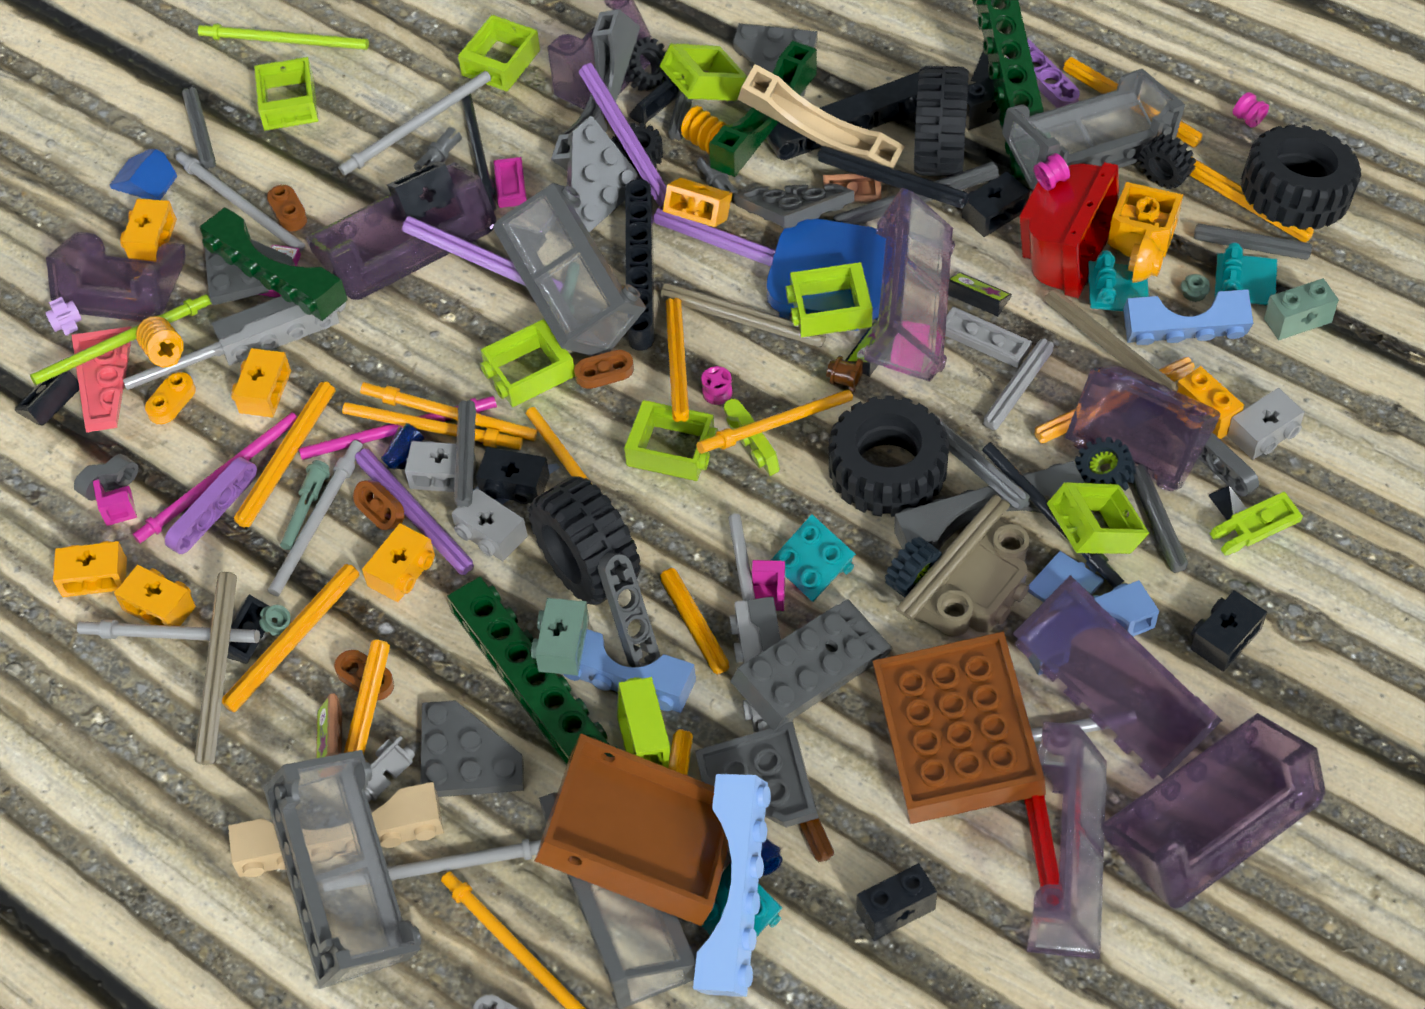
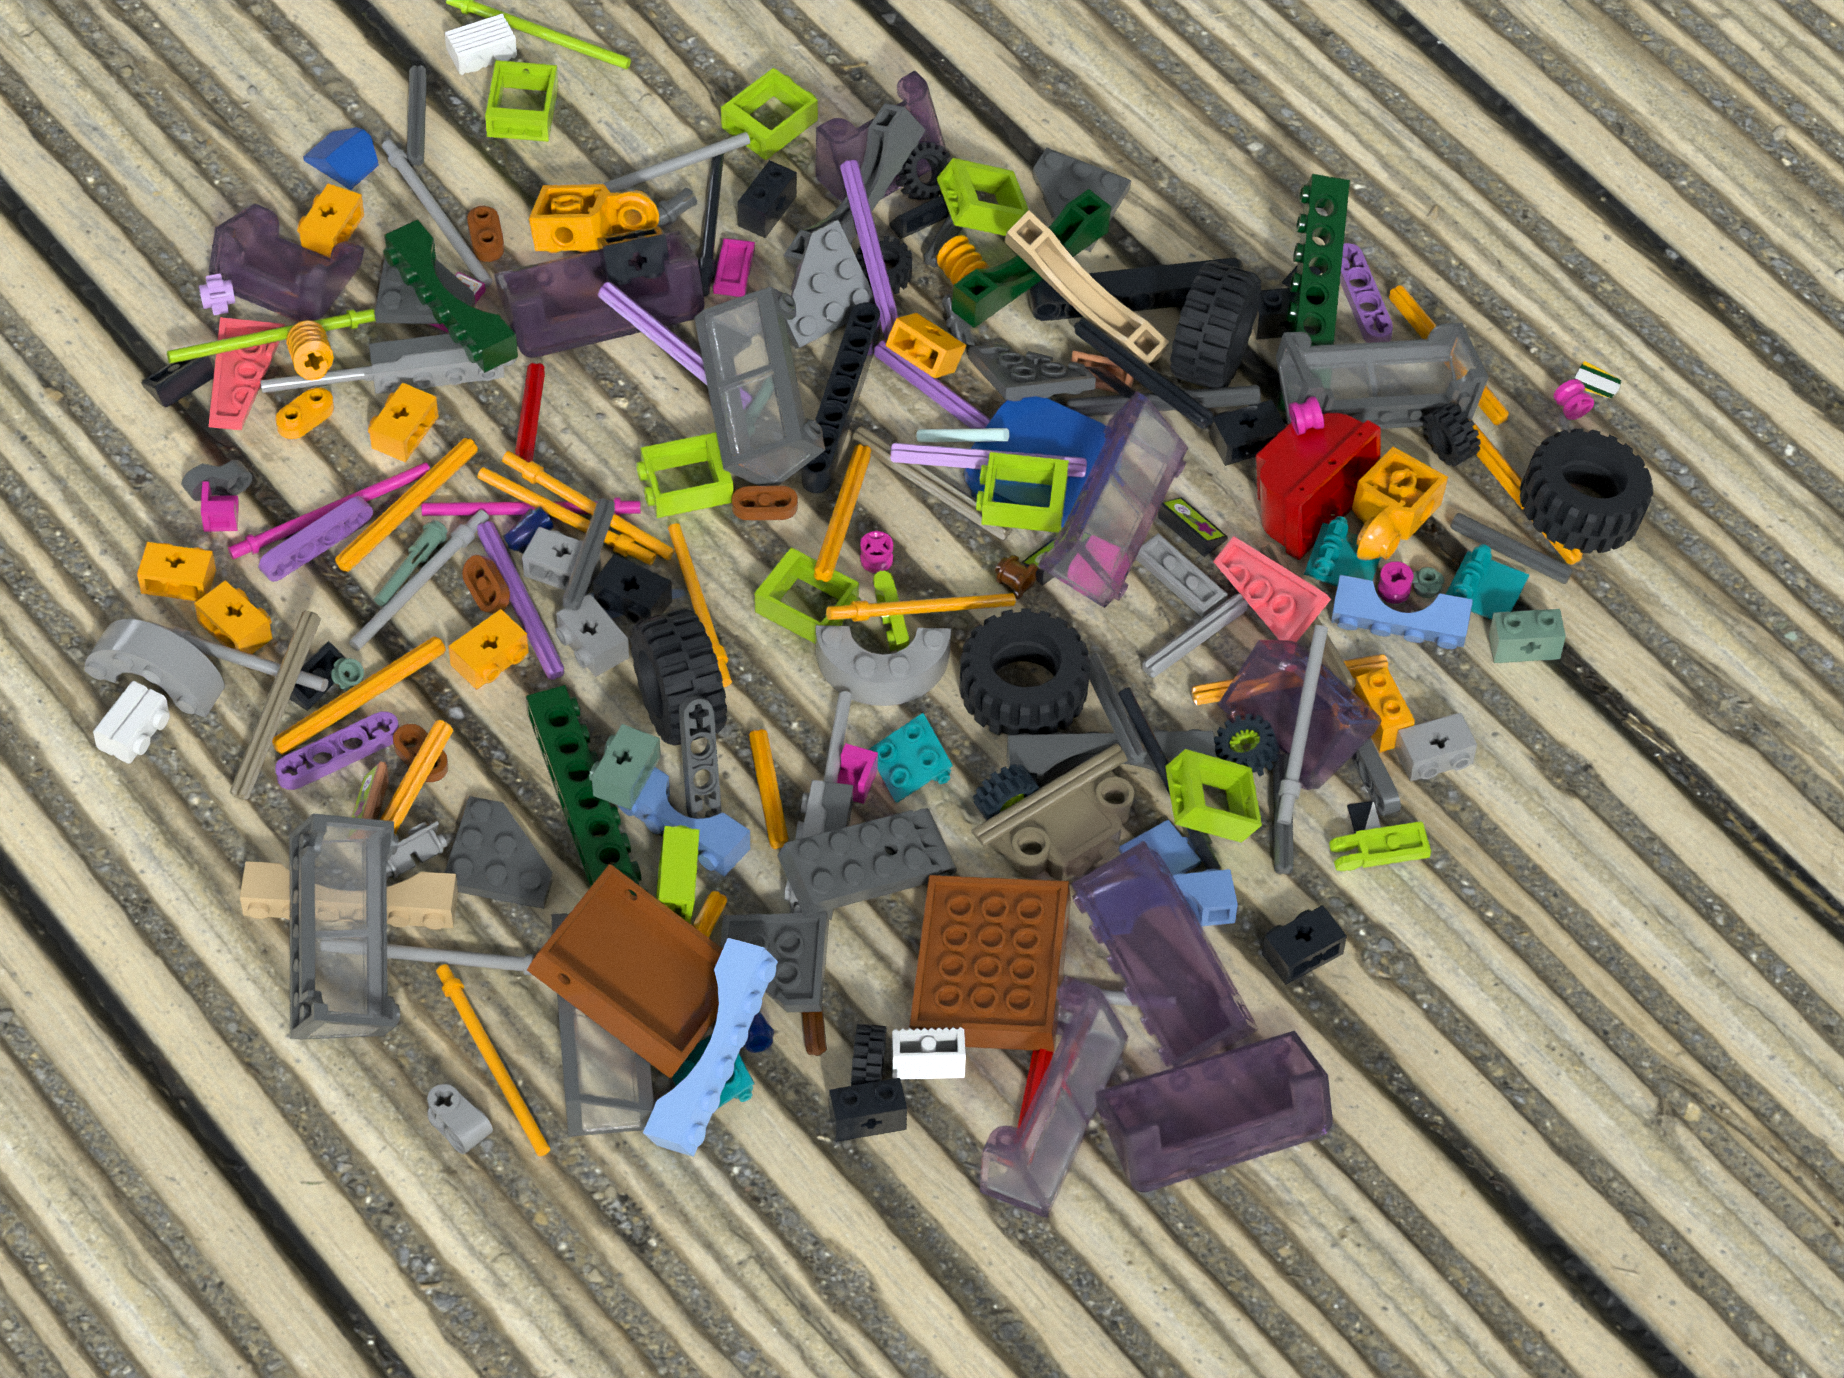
camera: 10 degrees right, 0 degrees up
(83, 720) = (131, 722): none -> white brick
(96, 654) = (161, 659): none -> light grey brick
(237, 57) = (481, 44): none -> white brick
(281, 690) = (335, 747): none -> medium lavender beam
(366, 169) = (579, 214): none -> light orange brick
(371, 344) = (530, 411): none -> red axle
(520, 119) = (767, 199): none -> black brick
(757, 267) = (963, 435): none -> light aqua bar
(757, 493) = (878, 677): none -> light grey brick
(763, 285) = (967, 457): none -> lavender axle
(868, 190) = (1112, 381): none -> black sticker
(879, 849) = (868, 1054): none -> black tyre
(934, 831) = (928, 1053): none -> white brick
(1076, 329) = (1274, 593): none -> coral wing
(1160, 492) = (1291, 787): none -> light grey bar
(1171, 292) = (1396, 591): none -> dark pink wheel
(1263, 92) = (1597, 380): none -> sticker

